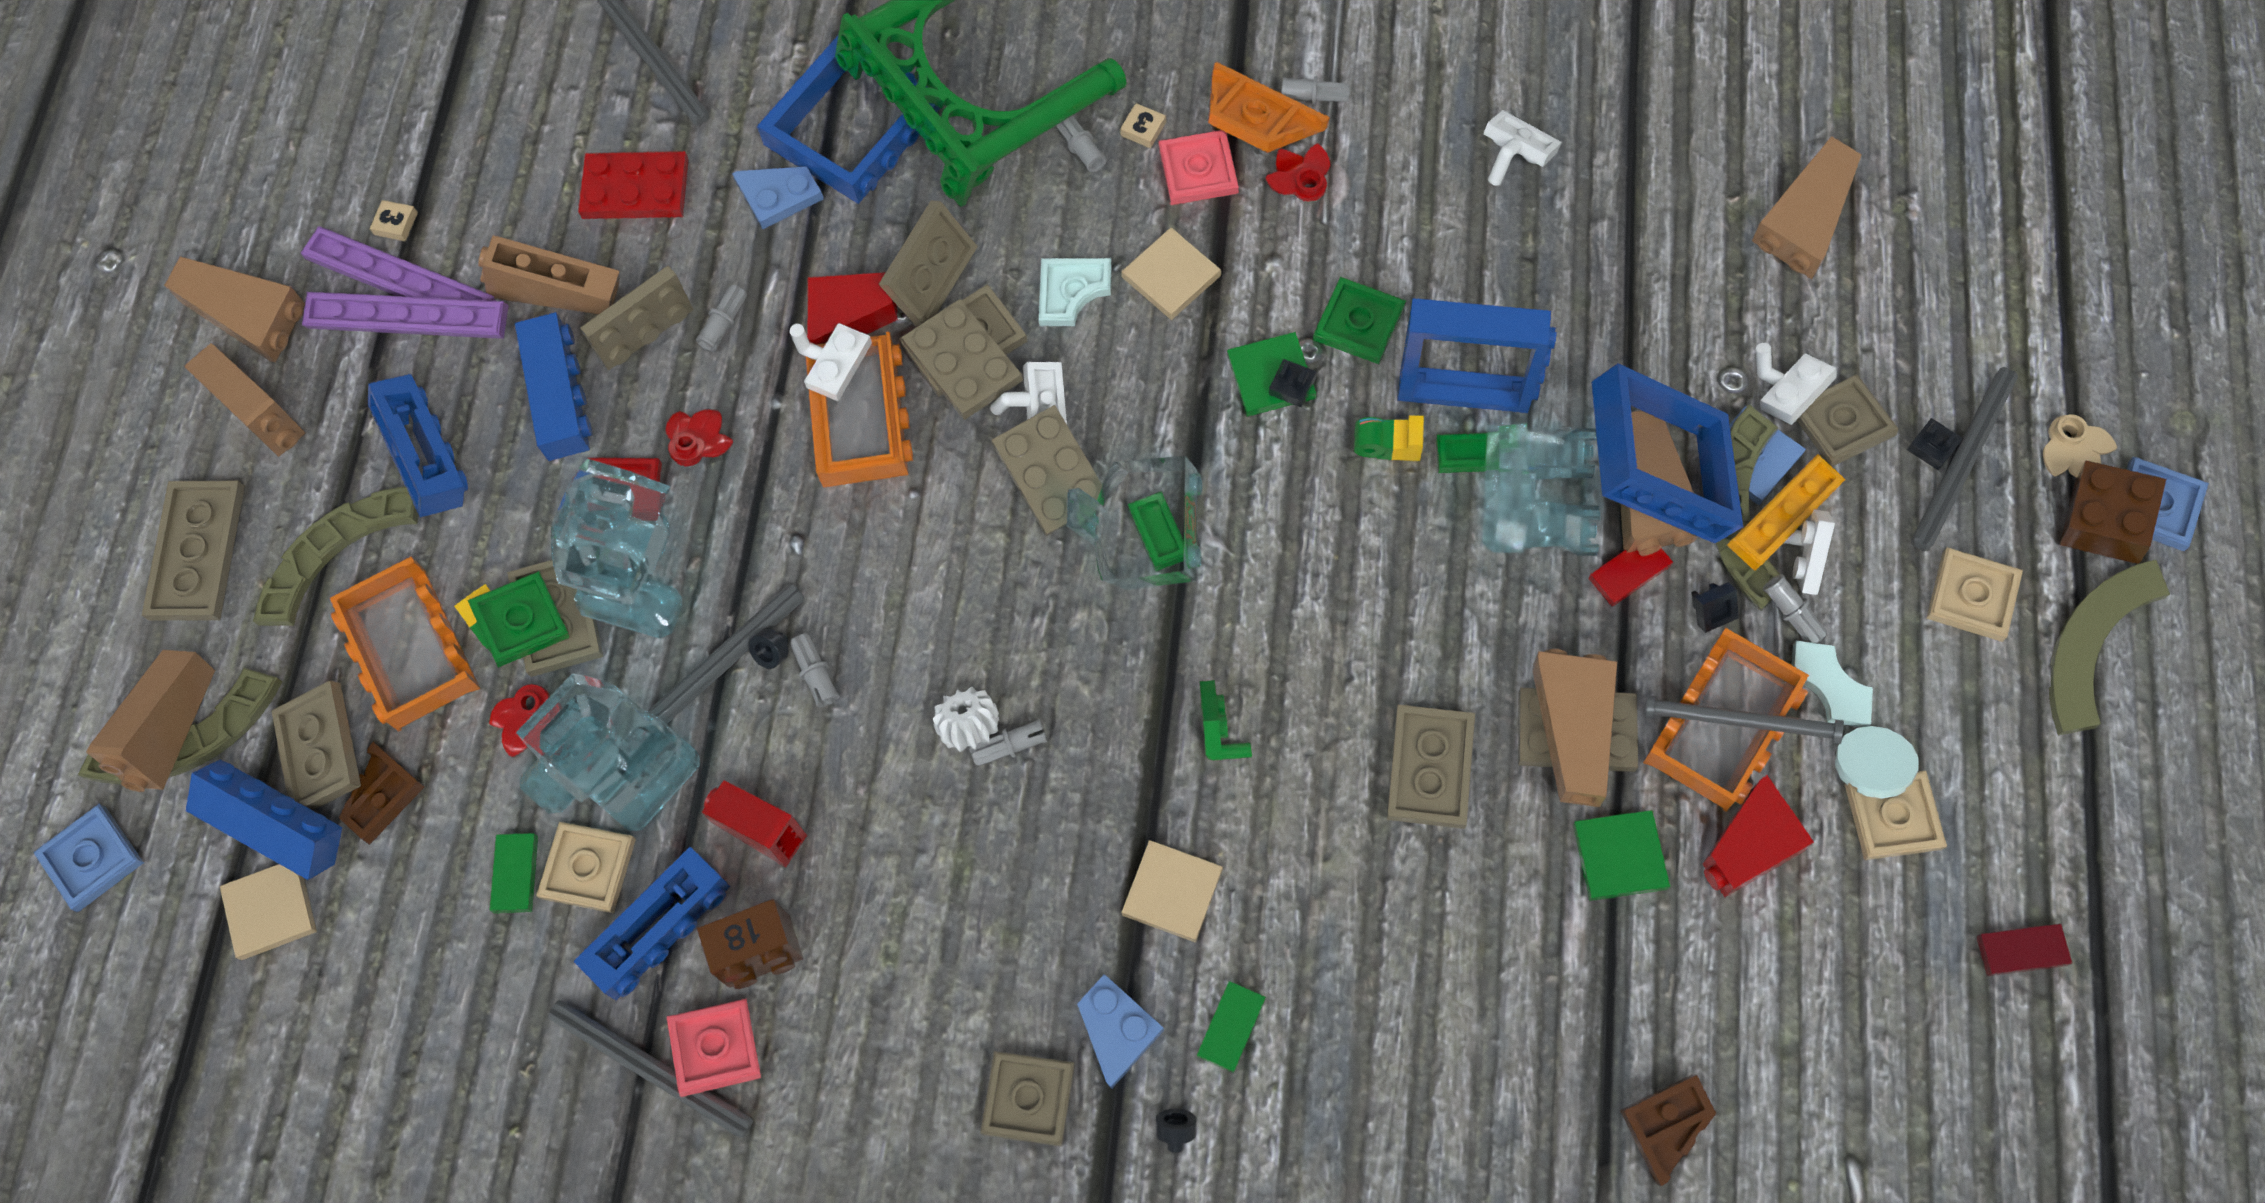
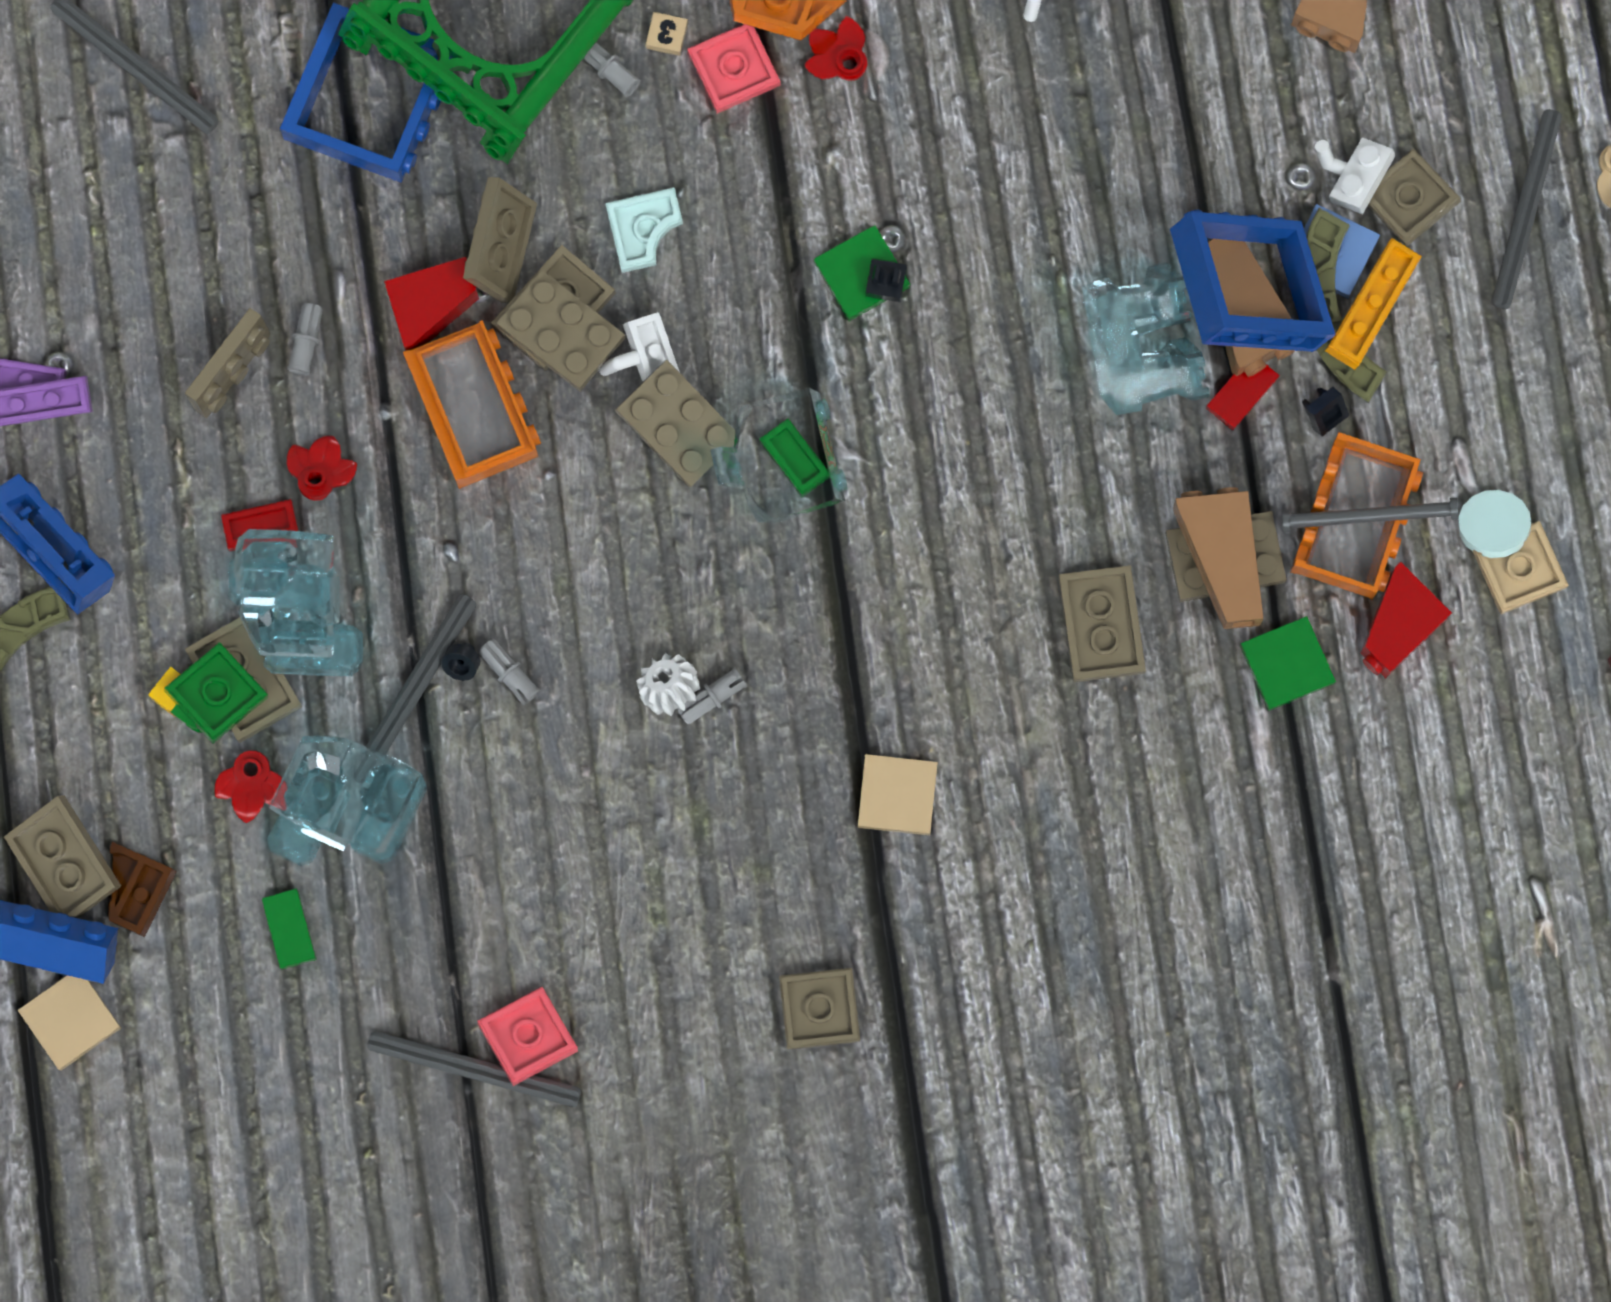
camera: 20 degrees left, 10 degrees up
(402, 644) = (106, 742): window -> none
(546, 278) = (119, 341): medium nougat slope -> none
(553, 386) = (161, 450): blue brick -> none
(586, 867) = (354, 907): tan tile -> none
(615, 968) = (444, 964): blue brick -> none
(633, 185) = (165, 215): red plate -> none
(750, 944) = (537, 938): reddish brown brick -> none
(754, 822) = (500, 827): red slope -> none
(777, 192) = (316, 190): medium blue wing -> none
(834, 362) = (440, 364): white plate -> none
(1116, 1028) = (880, 928): medium blue wing -> none
(1171, 273) = (737, 189): tan tile -> none
(1175, 1128) = (955, 1000): black tile -> none
(1216, 727) = (900, 636): green plate -> none
(1231, 1027) = (980, 901): green tile -> none
(1359, 320) = (933, 196): green tile -> none
(1389, 438) = (991, 314): leg -> none
(1461, 452) = (1061, 311): green tile -> none
(1479, 326) = (1049, 208): blue window -> none
(1668, 1124) = (1374, 889): reddish brown wing -> none
(1795, 609) = (1397, 397): light grey axle -> none
(1816, 541) = (1404, 328): white plate -> none
(1839, 693) = (1456, 469): light aqua tile -> none
(1934, 444) = (1497, 200): black tile -> none
(1974, 594) = (1556, 341): tan tile -> none

